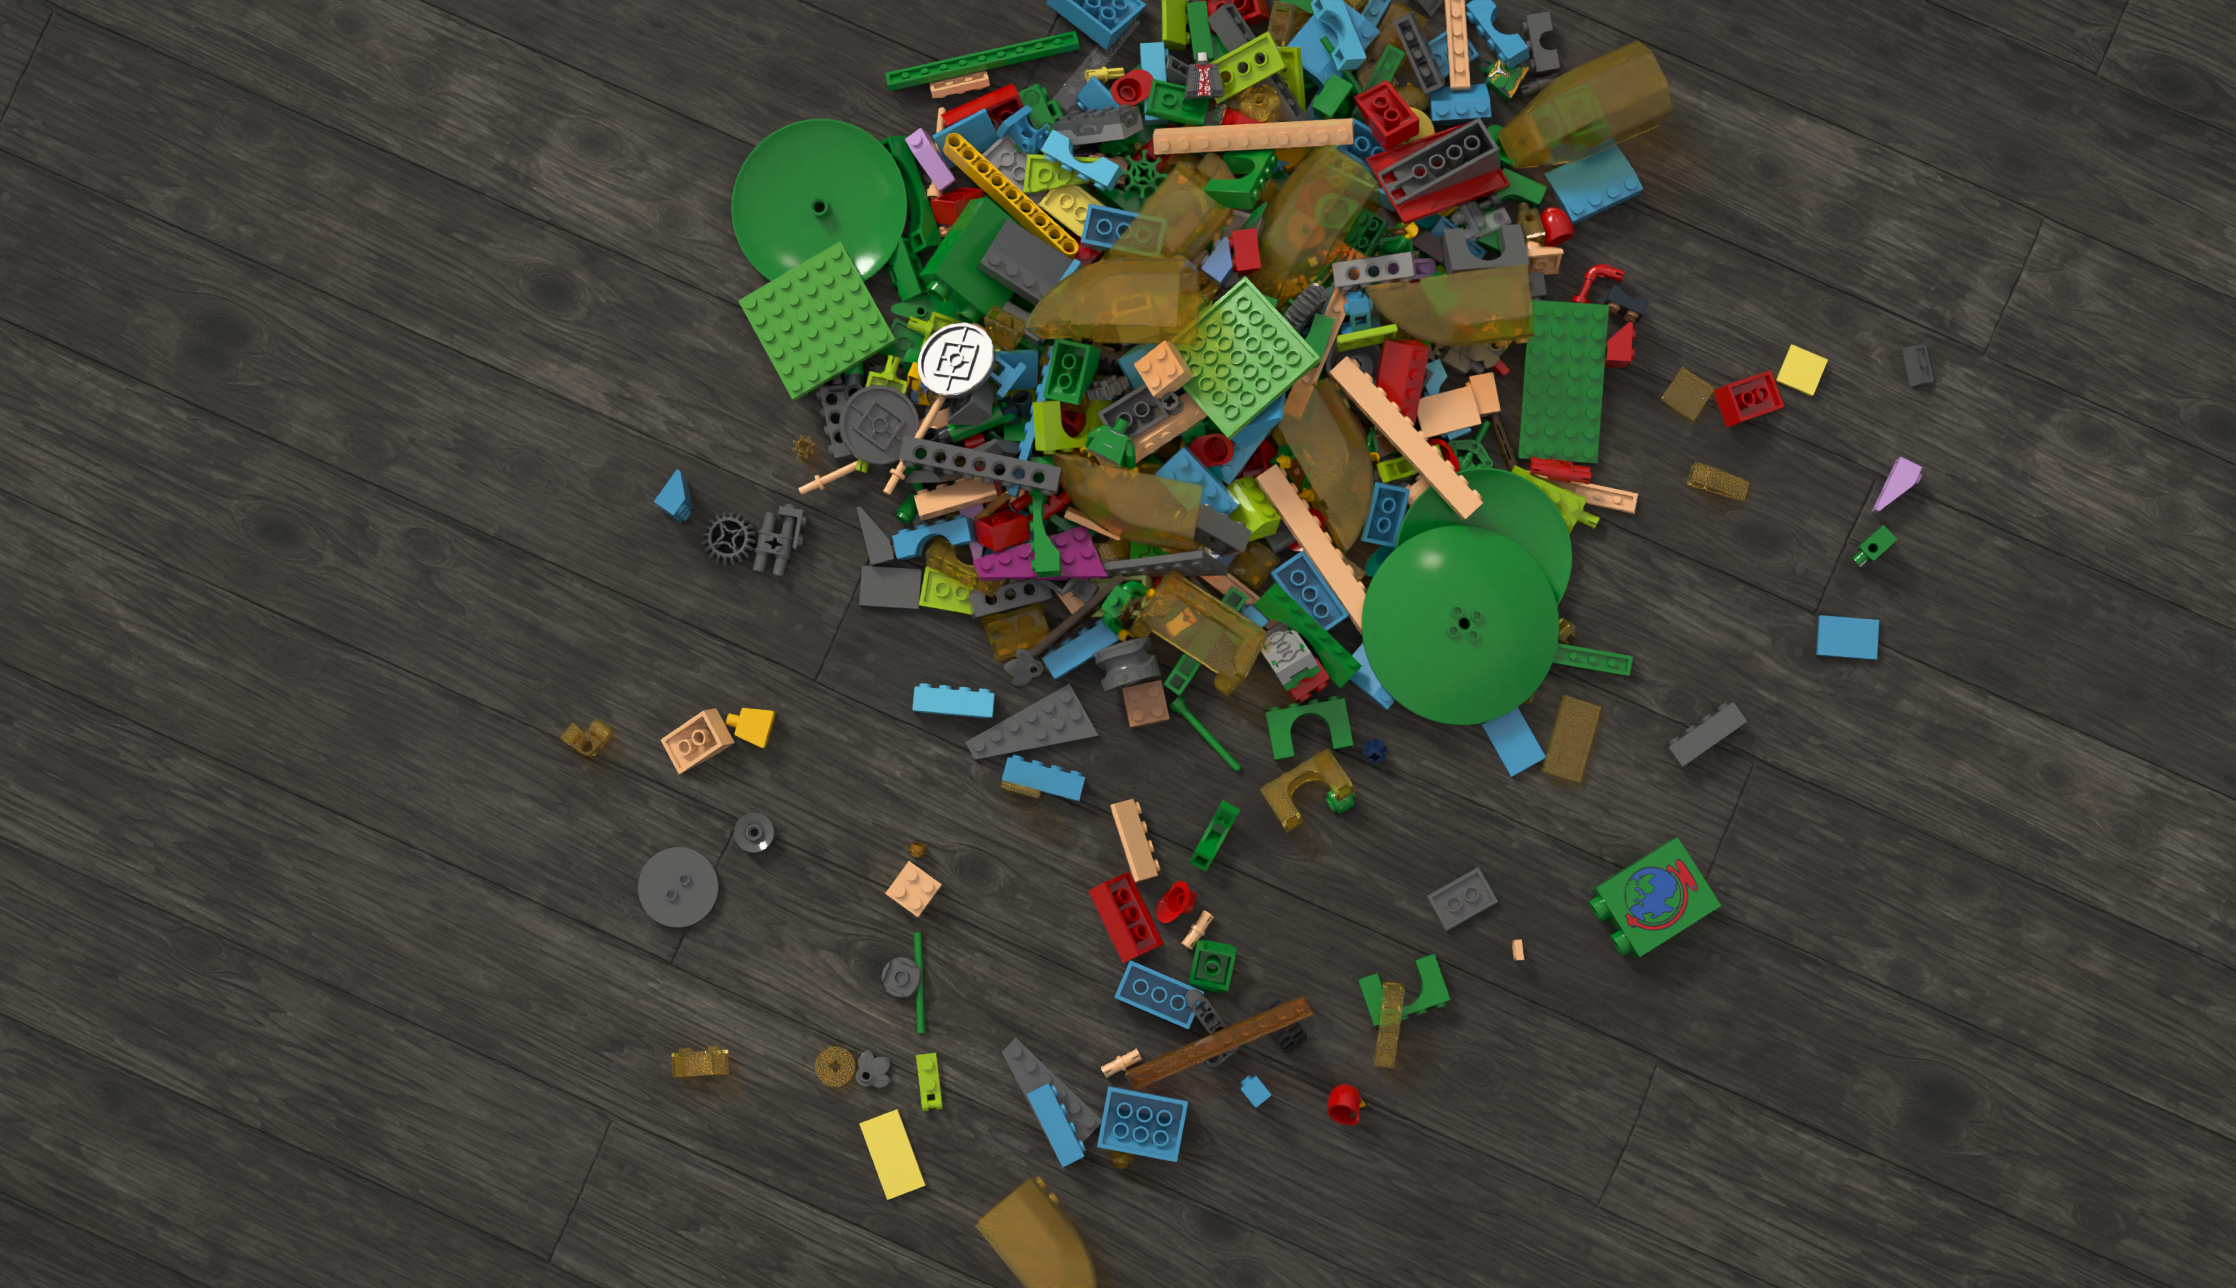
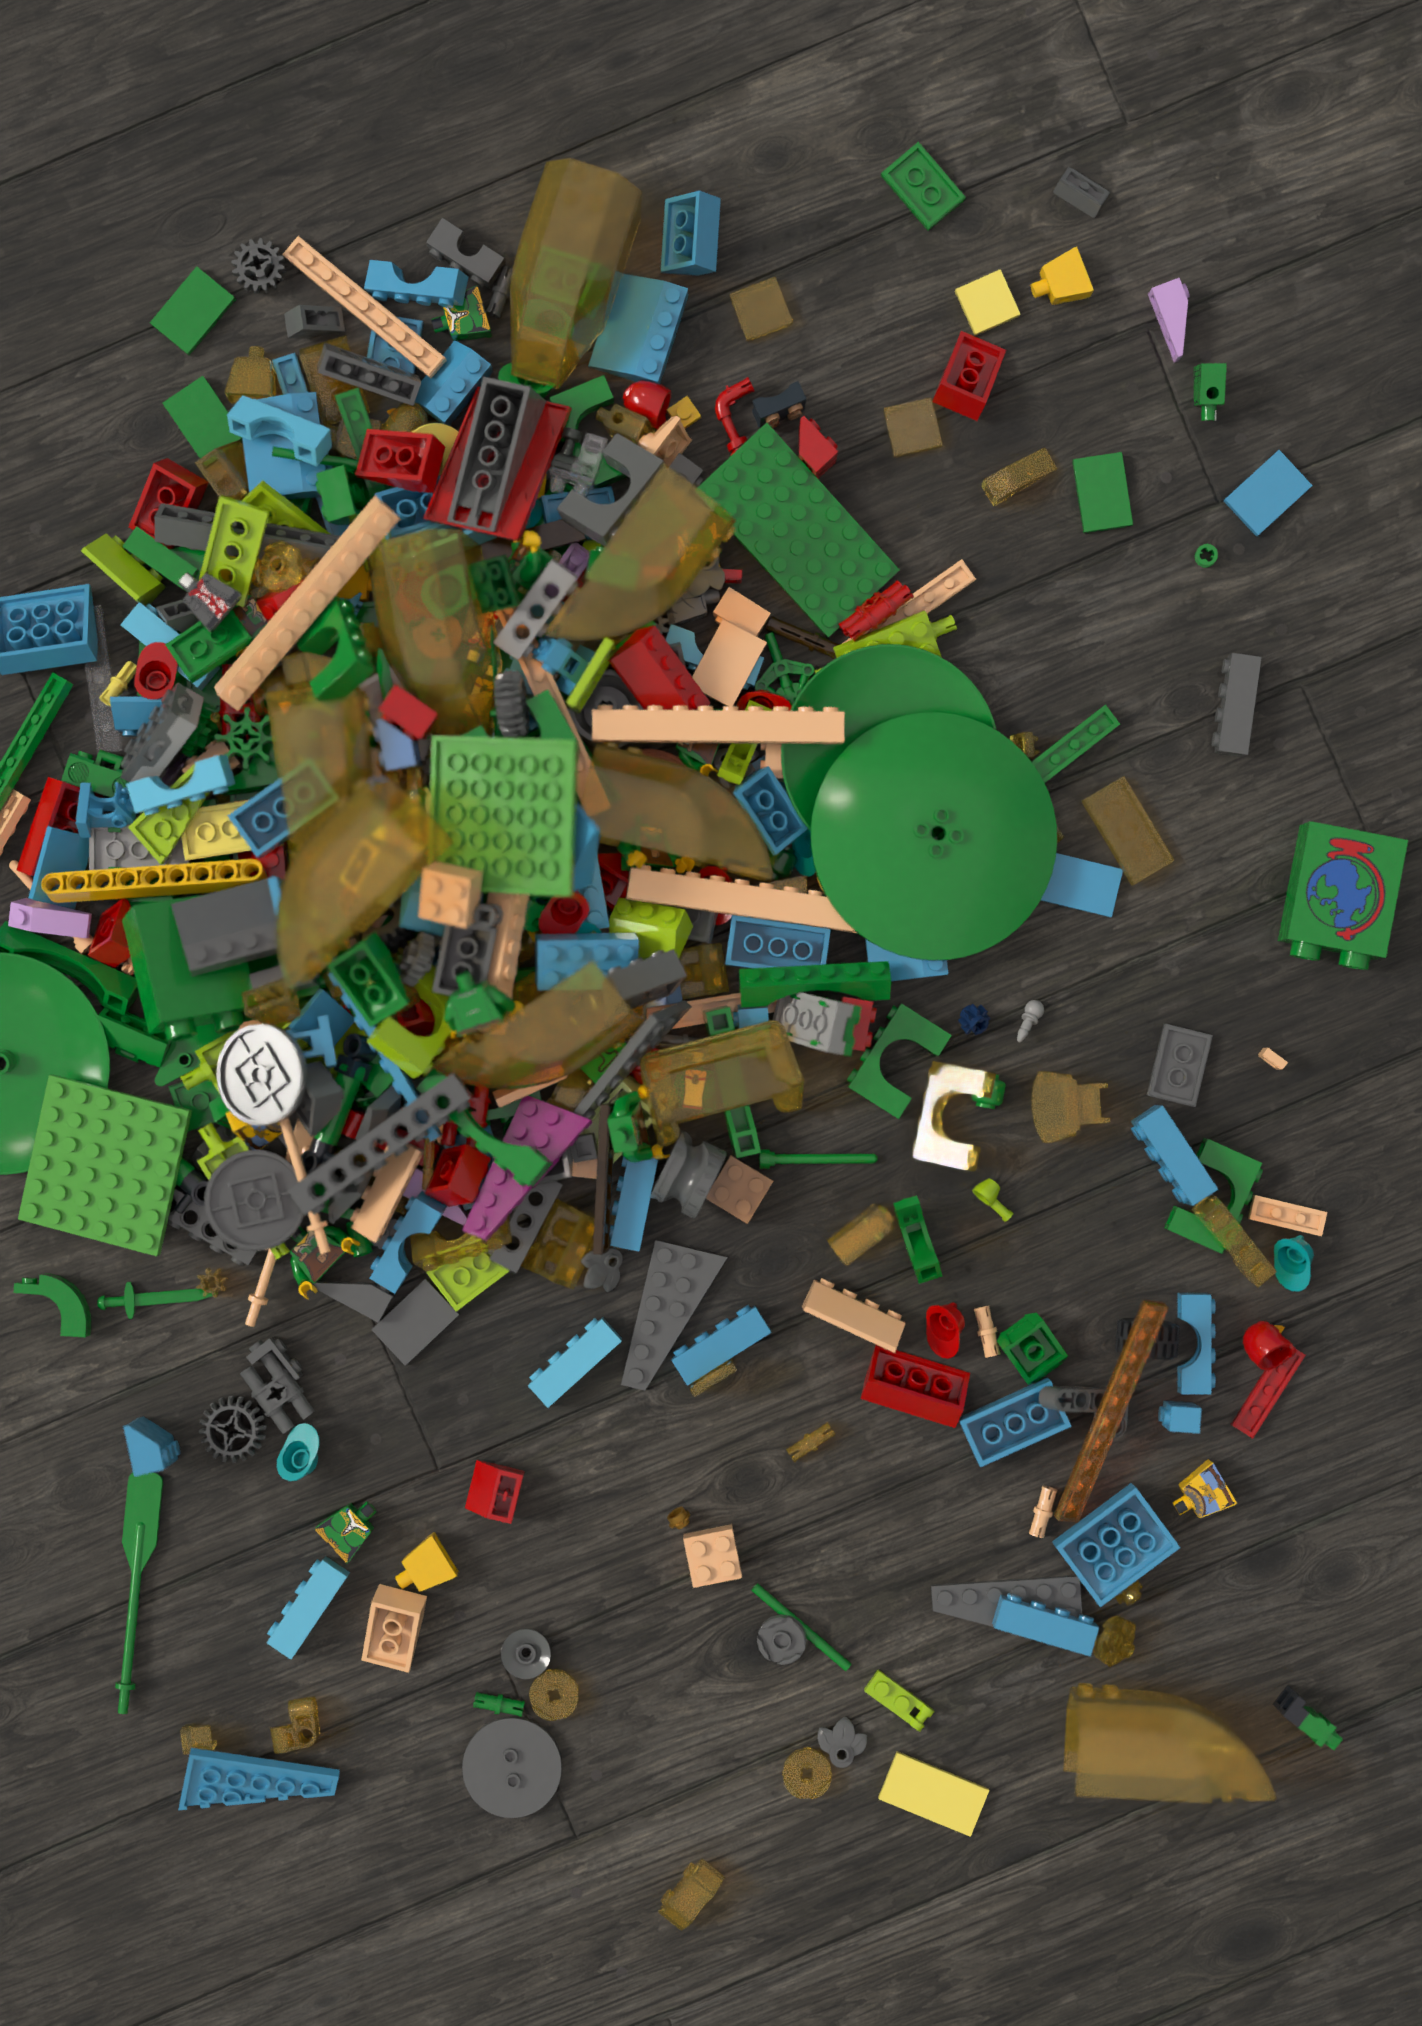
camera: 45 degrees left, 5 degrees up
(526, 684) = (197, 1738): none -> clear yellow panel
(527, 734) = (245, 1779): none -> dark azure wing
(610, 546) = (139, 1543): none -> green piece
(663, 678) = (308, 1607): none -> medium azure brick
(708, 844) = (498, 1704): none -> green pin
(715, 380) = (68, 1298): none -> green arch
(731, 659) = (347, 1529): none -> torso
(737, 881) = (558, 1708): none -> clear yellow plate
(749, 410) = (131, 1300): none -> green sword
(751, 589) = (299, 1453): none -> teal piece
(834, 725) = (494, 1491): none -> red slope
(870, 494) = (308, 1262): none -> torso
(1034, 886) = (810, 1442): none -> clear yellow pin
(1086, 1184) = (1115, 1641): none -> clear yellow plate
(1187, 796) = (861, 1233): none -> clear yellow arch
(1222, 1149) = (1204, 1492): none -> torso
(1279, 854) = (987, 1192): none -> lime bar
(1315, 1133) = (1265, 1395): none -> red tile
(1325, 1043) = (1196, 1374): none -> dark azure arch
(1361, 552) = (782, 863): none -> dark green head
(1373, 849) = (1063, 1105): none -> clear yellow piece
(1405, 942) = (1173, 1154): none -> dark azure brick
(1409, 1073) = (1293, 1263): none -> teal piece
(1412, 782) = (1033, 1011): none -> light grey bar
(1433, 1046) = (1287, 1215): none -> light nougat plate
(1570, 254) = (685, 411): none -> yellow plate
(1672, 242) = (761, 309): none -> clear yellow tile
(1676, 162) = (690, 234): none -> dark azure slope
(1755, 540) = (1102, 492): none -> green tile
(1771, 638) = (1208, 548): none -> green bush
(1833, 270) = (923, 186): none -> green tile
(1857, 401) = (1064, 279): none -> yellow torso

